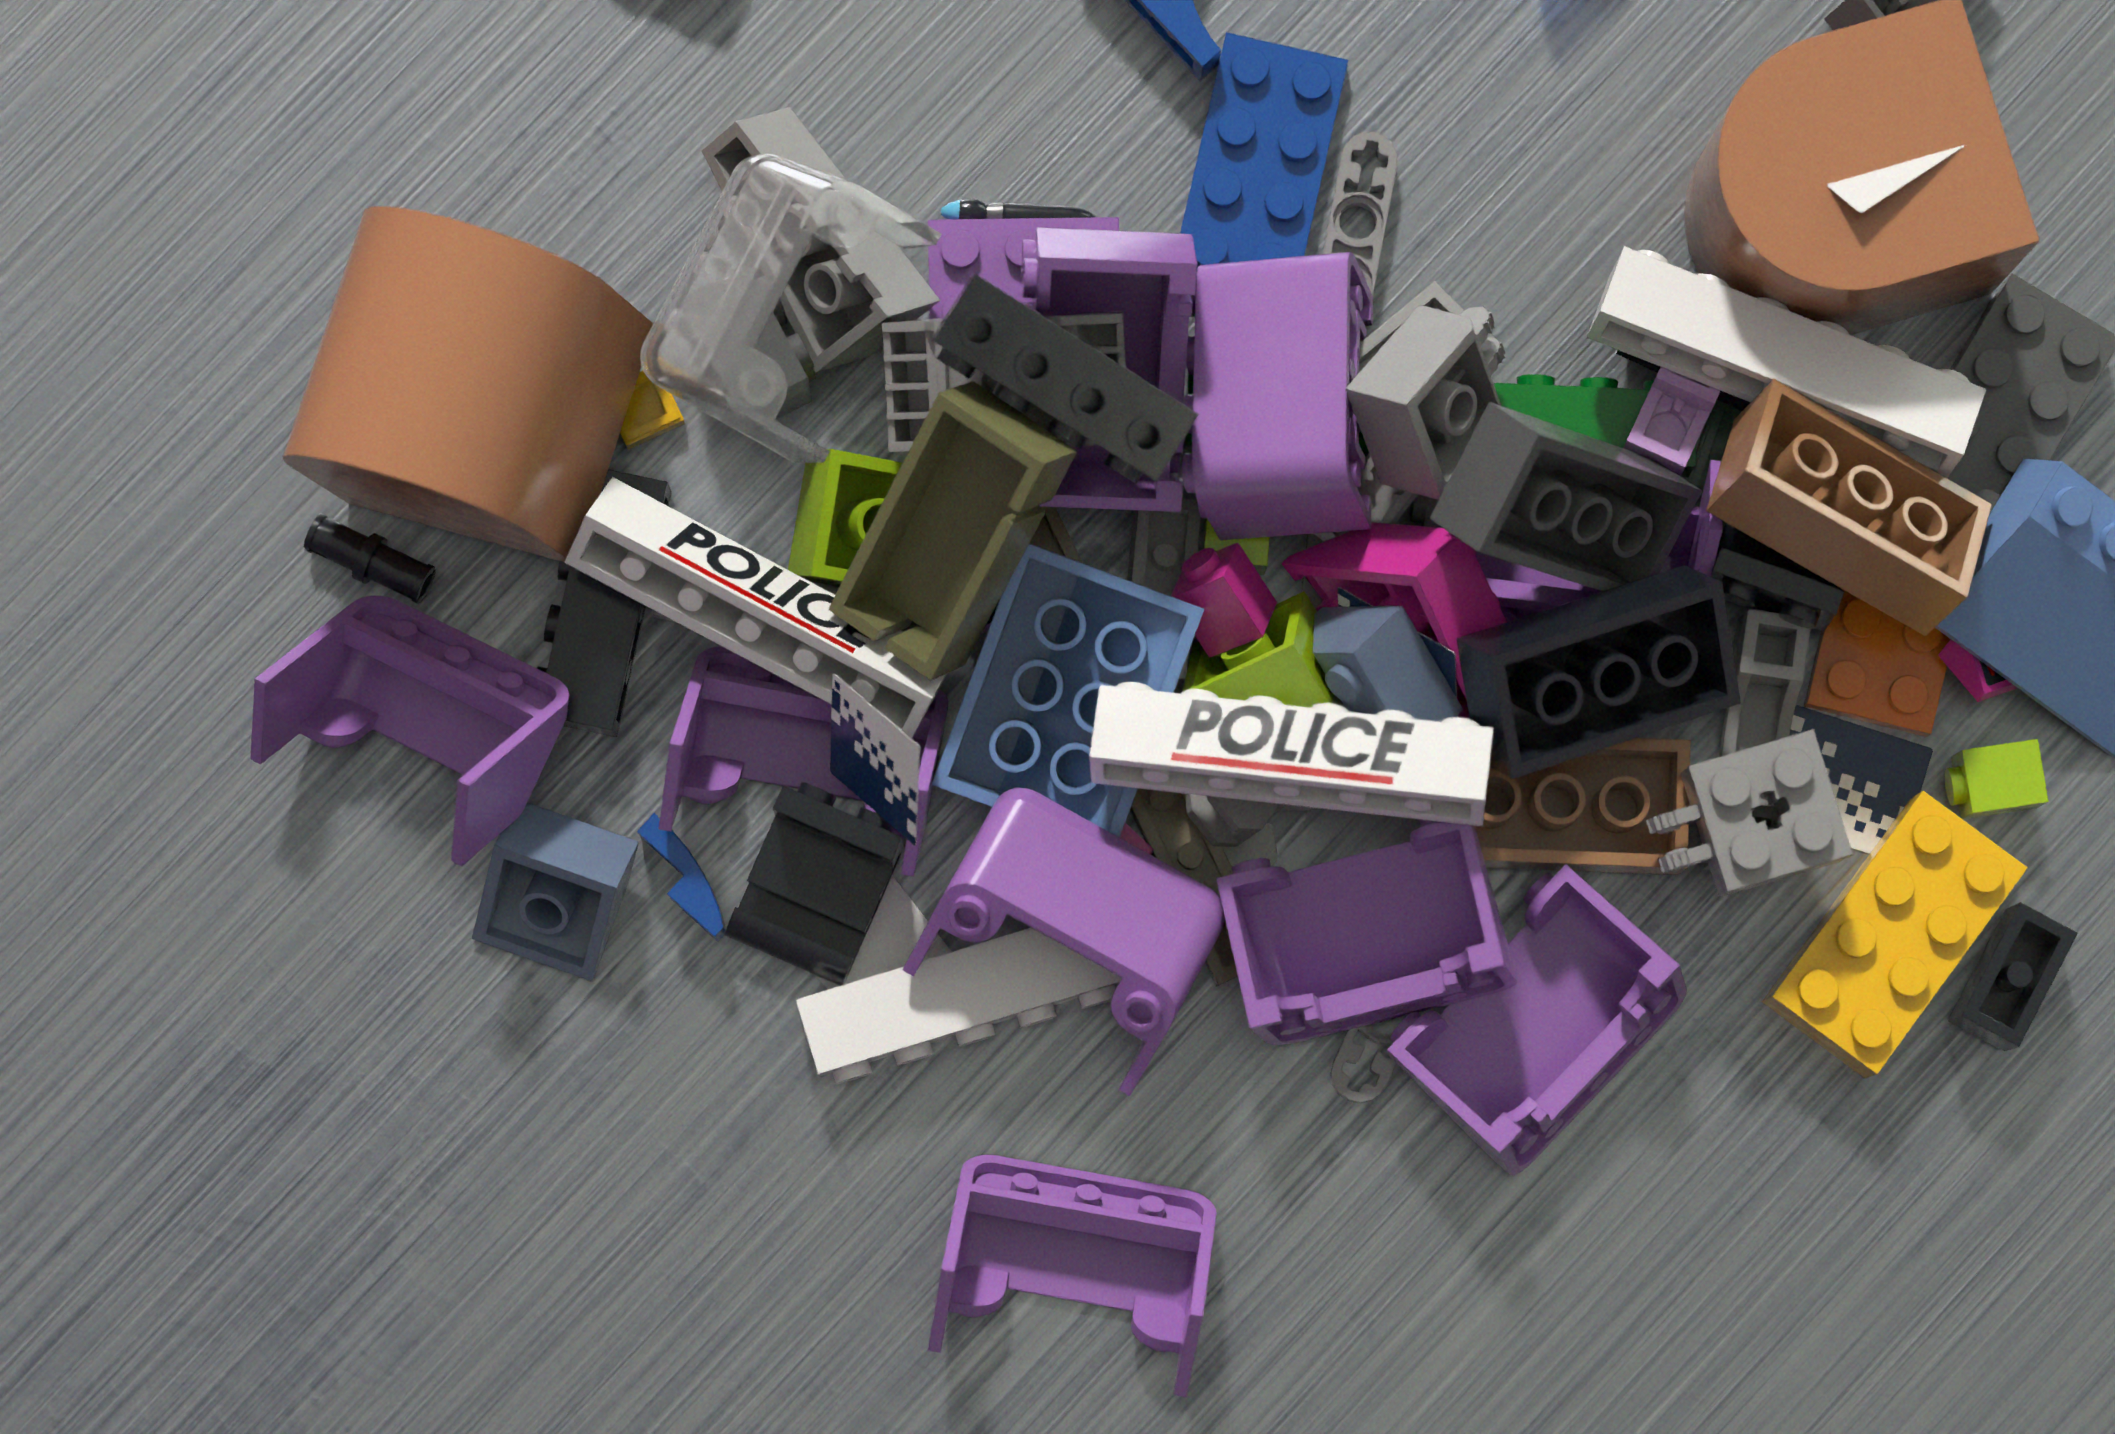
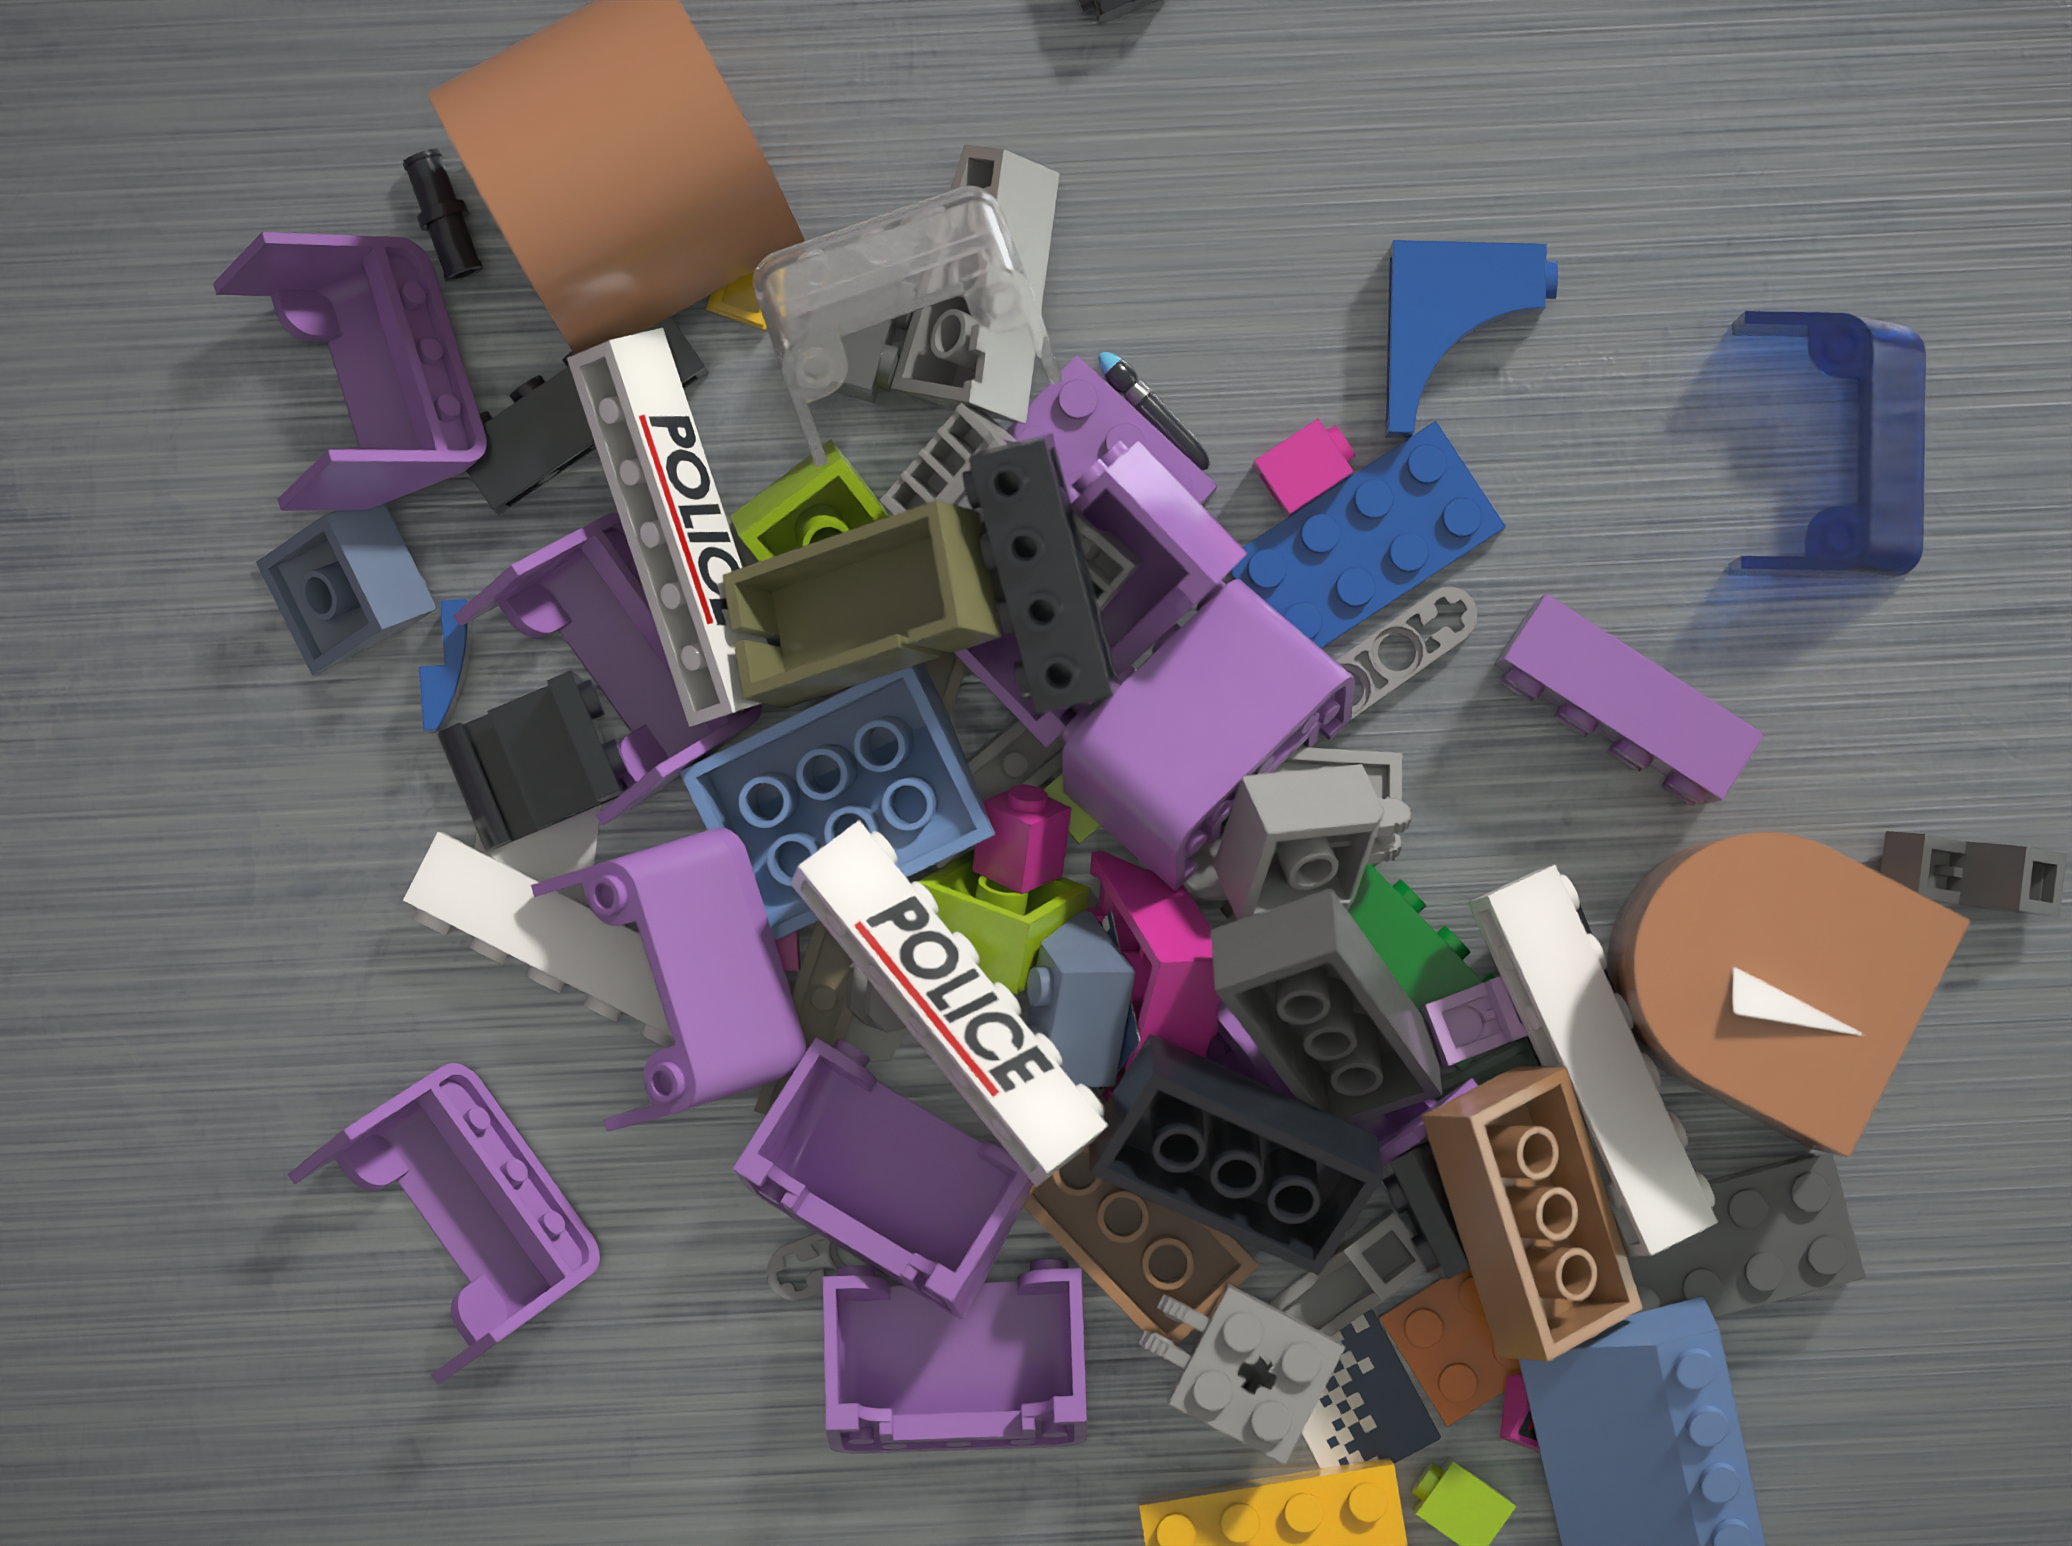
camera: 50 degrees right, 5 degrees up
(874, 759) = (650, 716): sticker -> none
(1165, 151) = (1305, 466): none -> dark pink brick
(1556, 96) = (1628, 701): none -> medium lavender brick

